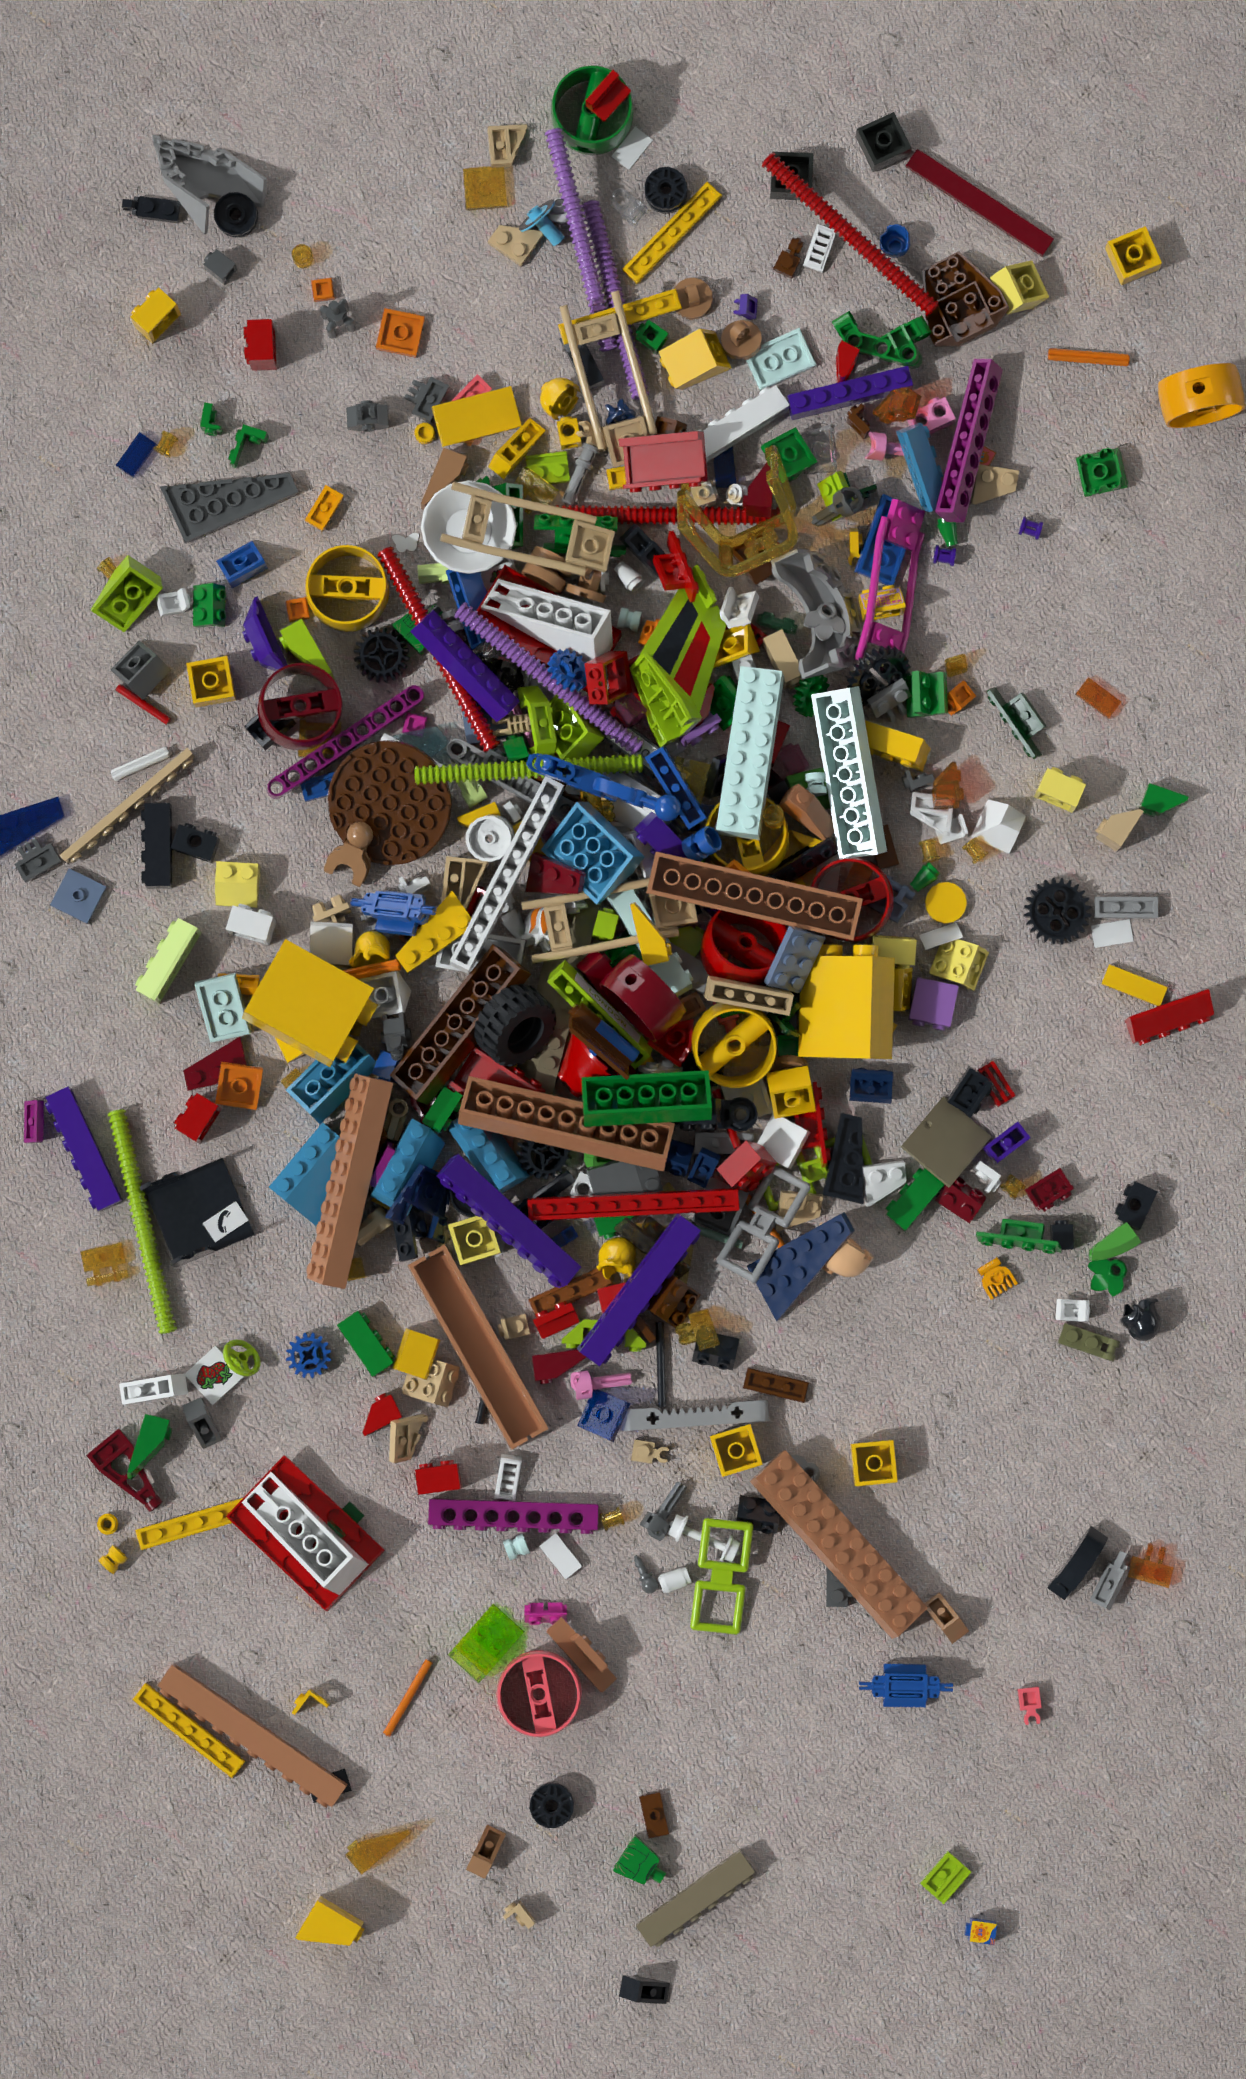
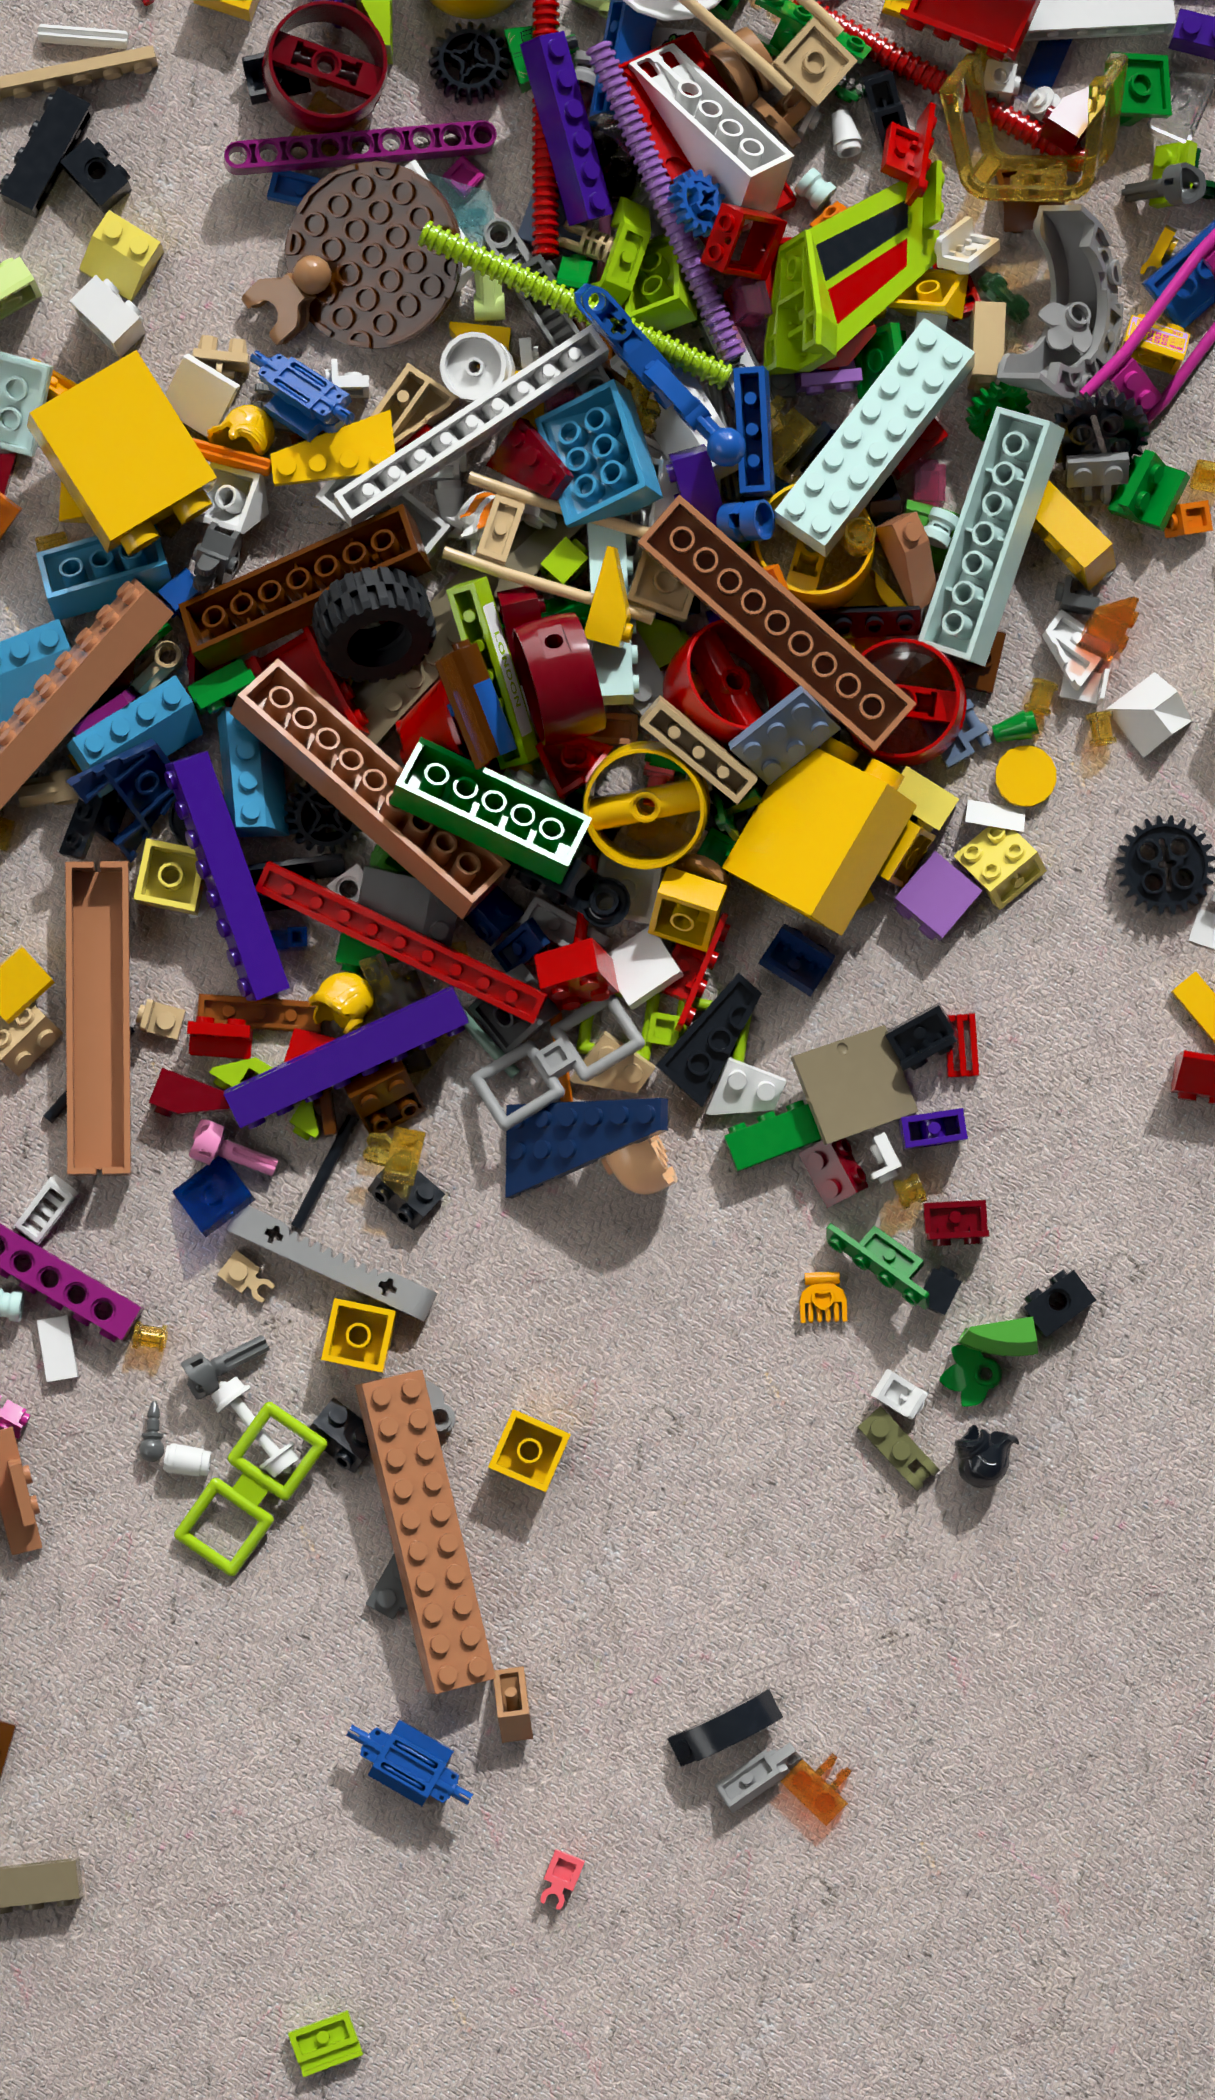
camera: 25 degrees right, 0 degrees up
(775, 1385) = (459, 1280): reddish brown tile -> none

